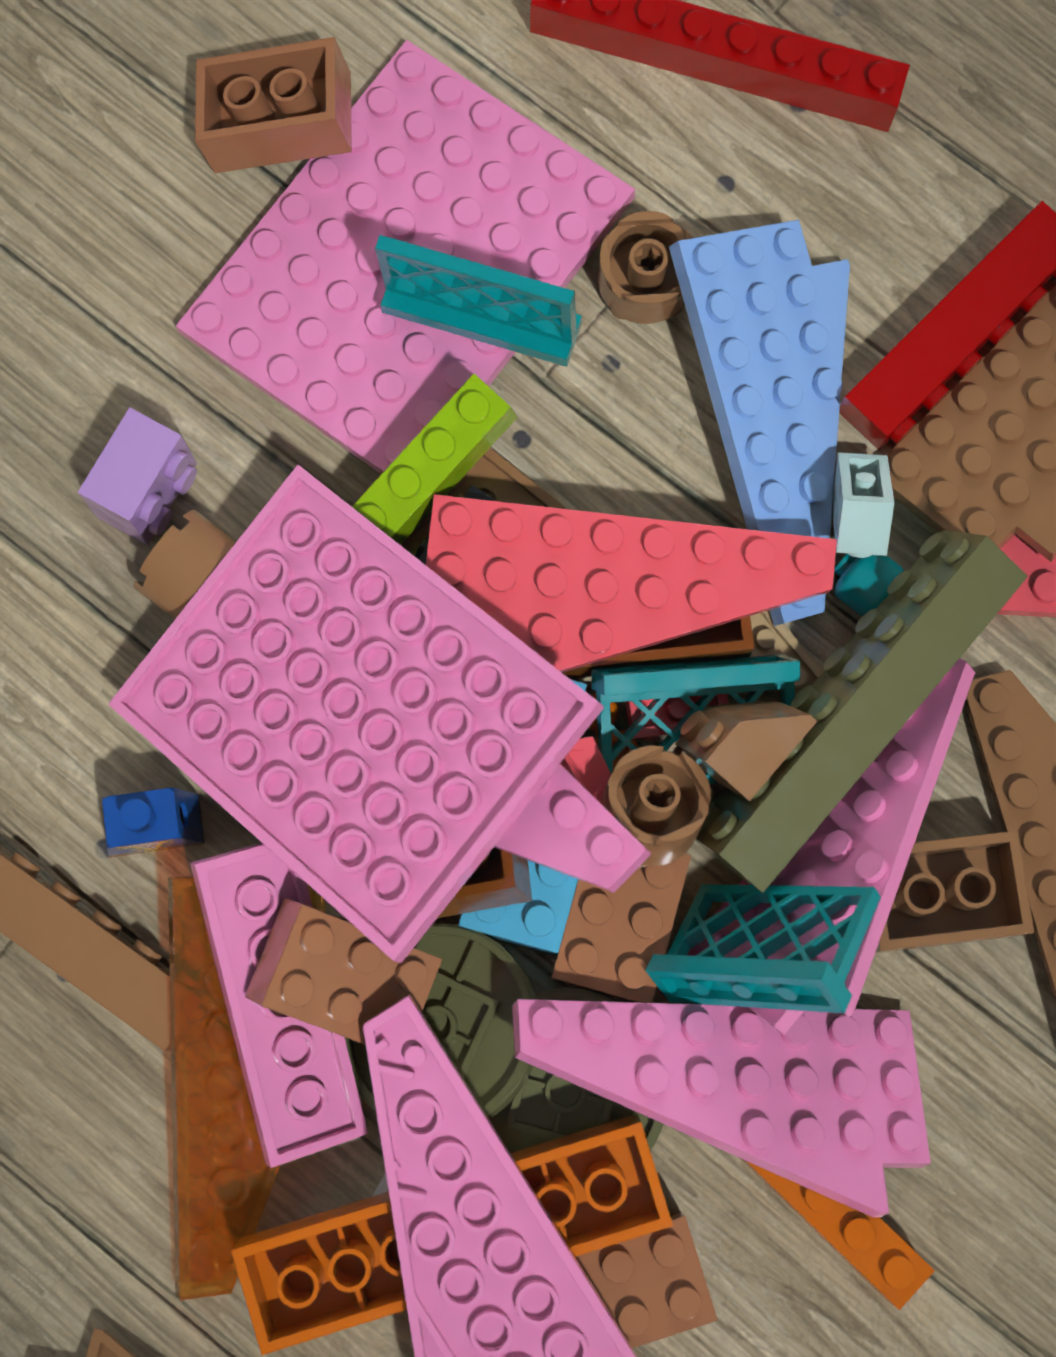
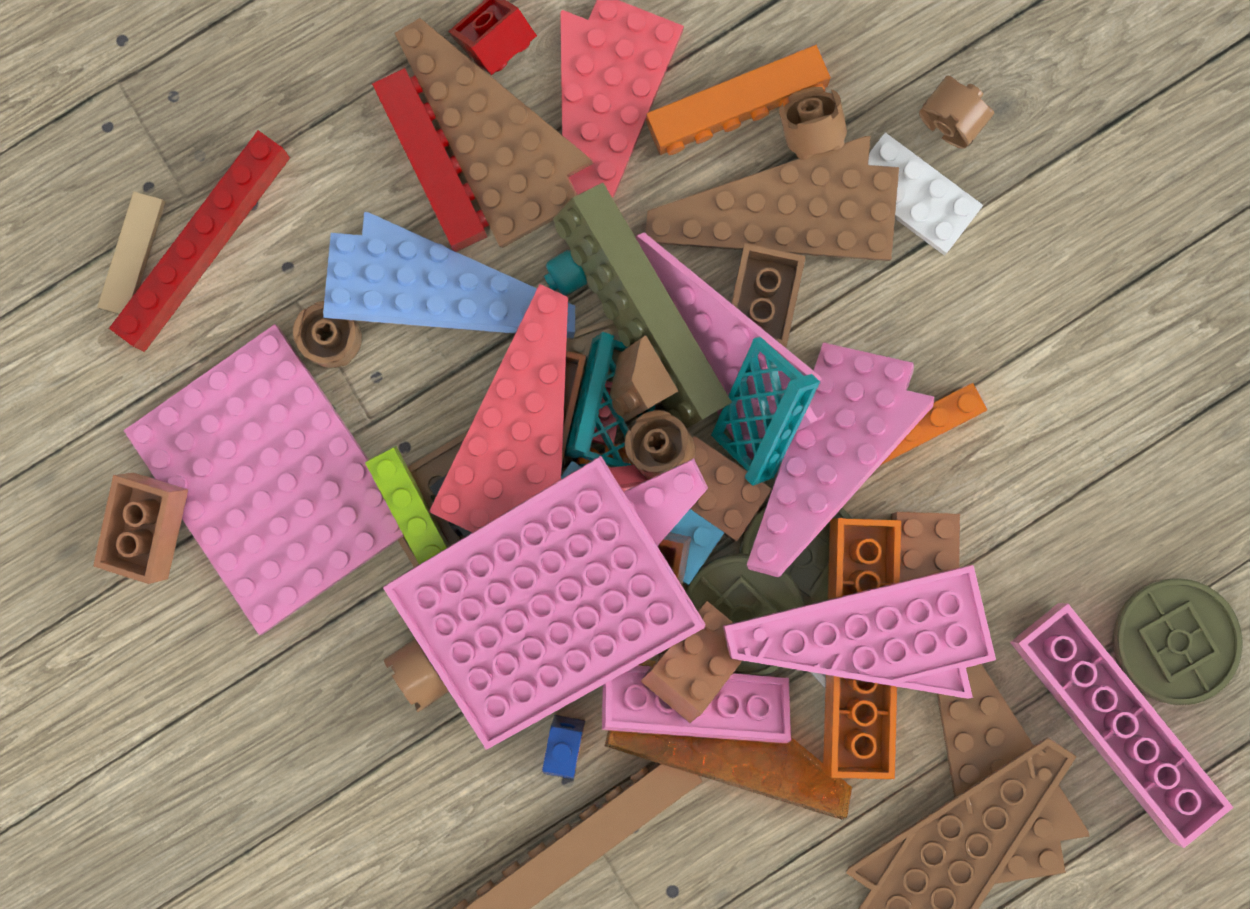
camera: 65 degrees left, 5 degrees up
(139, 477) = (350, 686): lavender brick -> none
(478, 301) = (318, 445): teal fence -> none
(862, 504) = (521, 260): light aqua brick -> none

